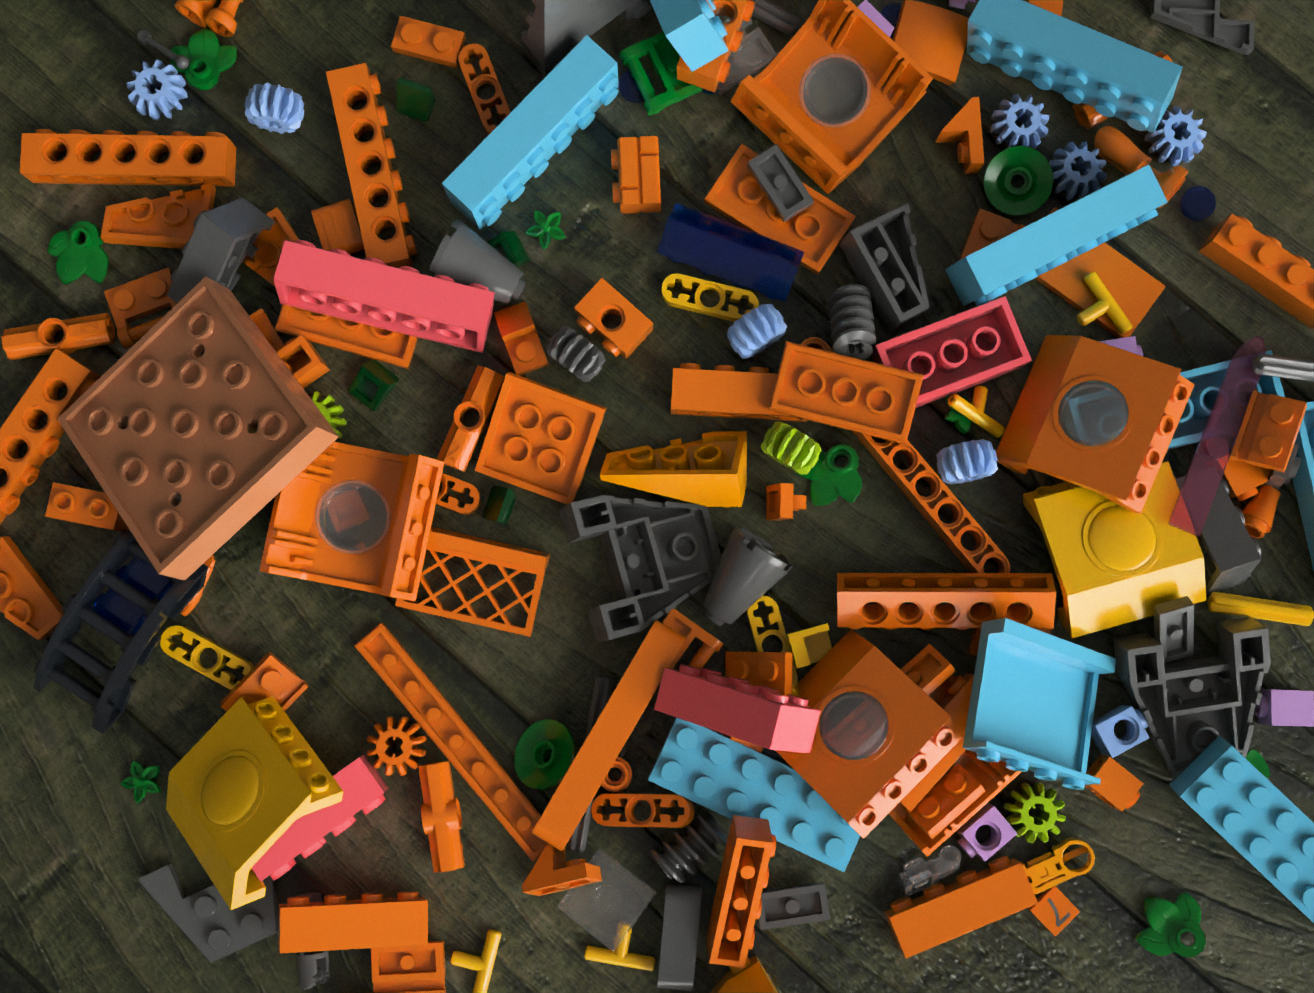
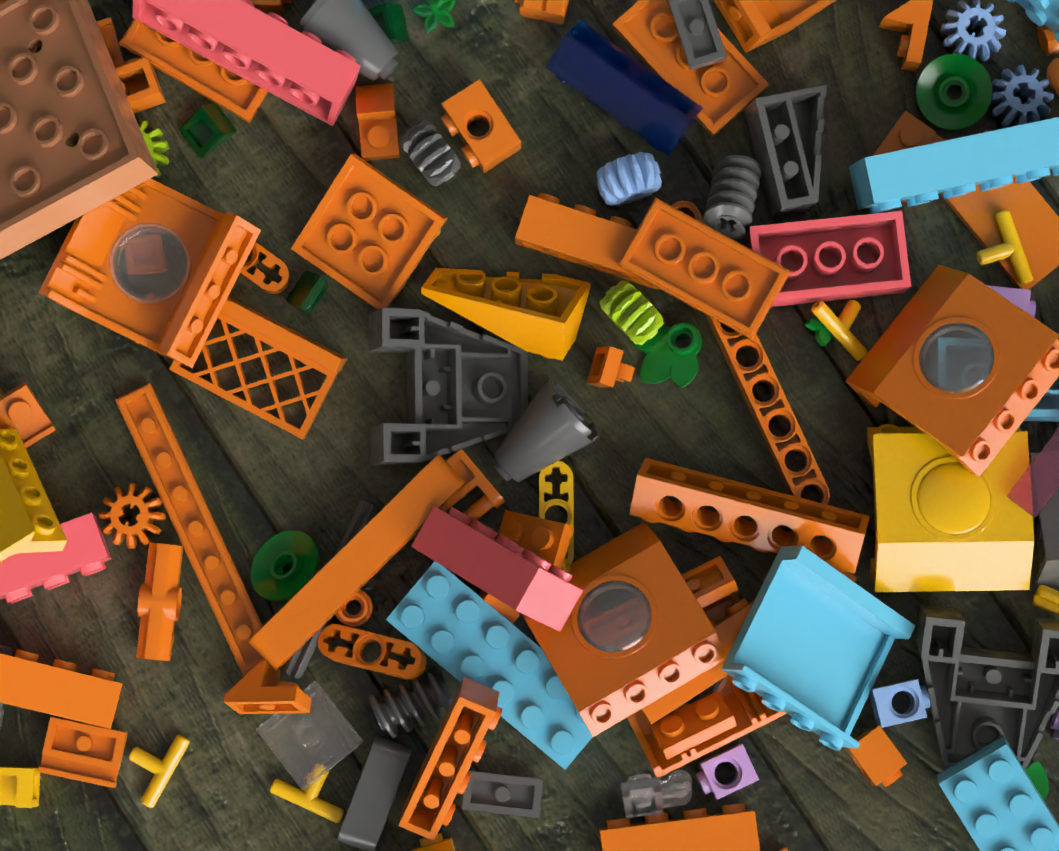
camera: 15 degrees right, 0 degrees up
(481, 398) = (317, 173): orange piece -> none
(687, 282) = (560, 128): yellow beam -> none
(809, 645) = (595, 526): yellow panel -> none
(967, 461) = (814, 376): light blue gear -> none
(1034, 799) = (797, 759): lime gear -> none
(1049, 868) = (787, 828): light orange piece -> none
(1175, 628) = (985, 611): dark grey plate -> none

